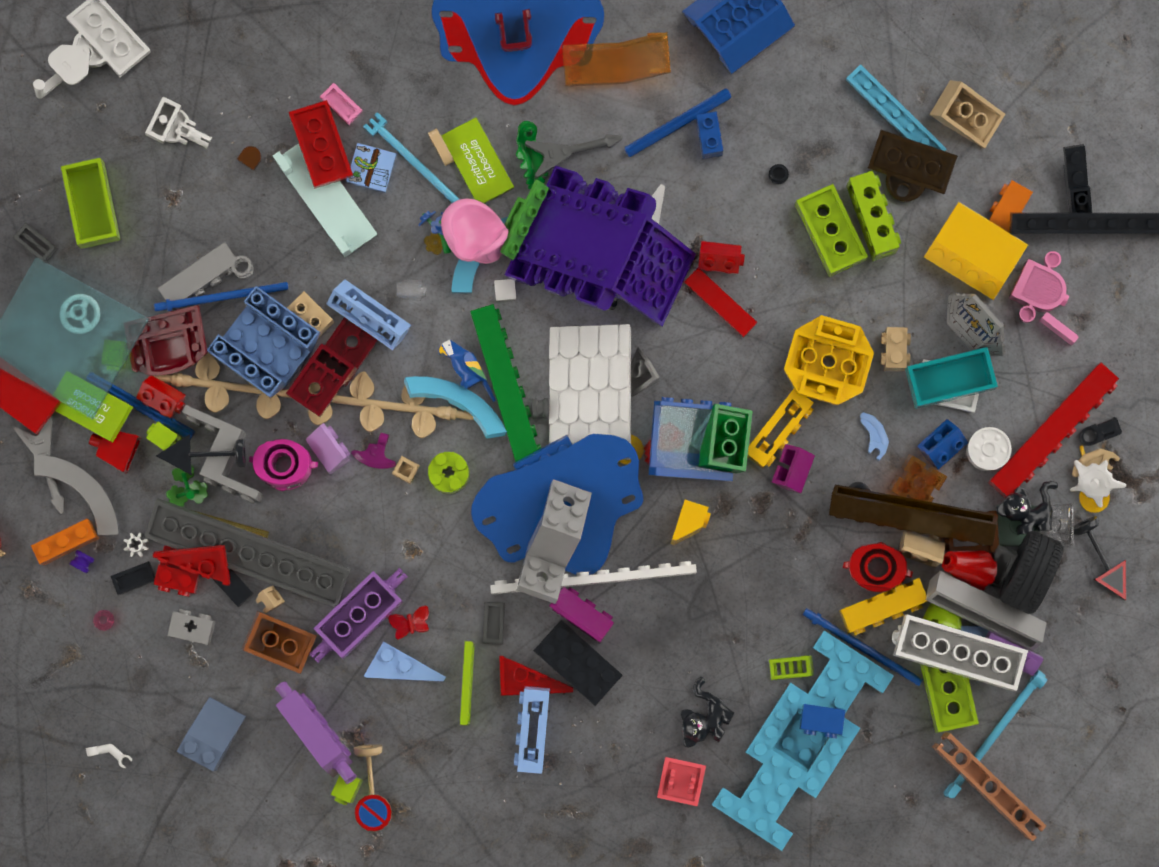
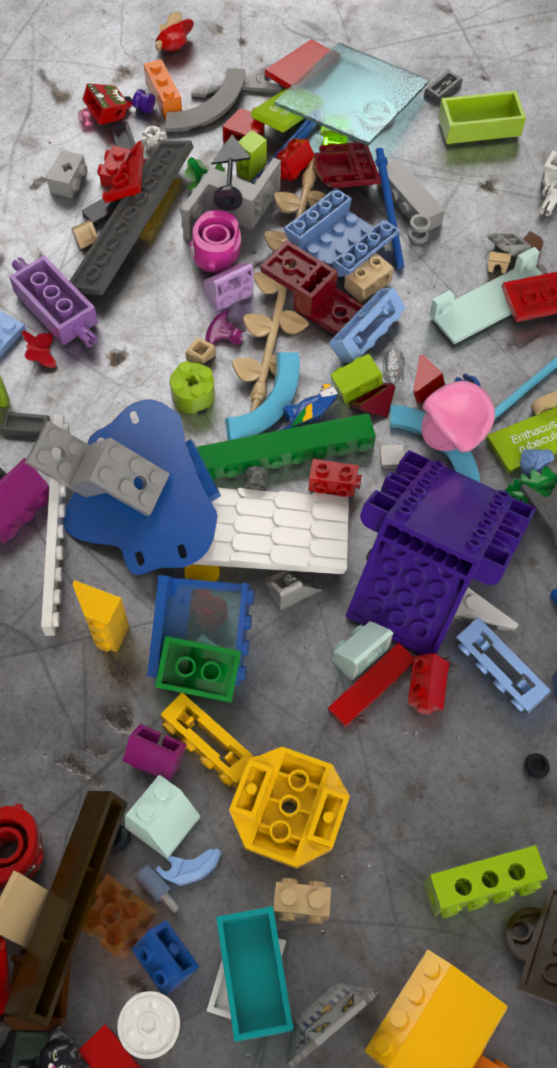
camera: 90 degrees right, 20 degrees down
(93, 598) = (106, 102): none -> red torso
(258, 177) = (509, 243): none -> light grey plate
(276, 190) = (498, 259): none -> tan tile
(278, 642) = (40, 231): dark orange slope -> none
(371, 167) = (525, 342): light blue tile -> none
(424, 259) = (427, 379): none -> slope
(428, 323) = (356, 378): none -> lime brick
(446, 306) = (376, 401): none -> dark red slope
(510, 165) = (535, 460): none -> medium blue piece
(522, 217) = (472, 465): bright green bracket -> none
(536, 339) = (334, 478): none -> red brick
(684, 219) = (473, 635): none -> light blue brick
(695, 311) = (362, 649): none -> light aqua slope
(838, 218) = (466, 806): lime brick -> none
(842, 458) = (162, 817): none -> light aqua slope
(892, 457) = (156, 887): none -> sand blue piece

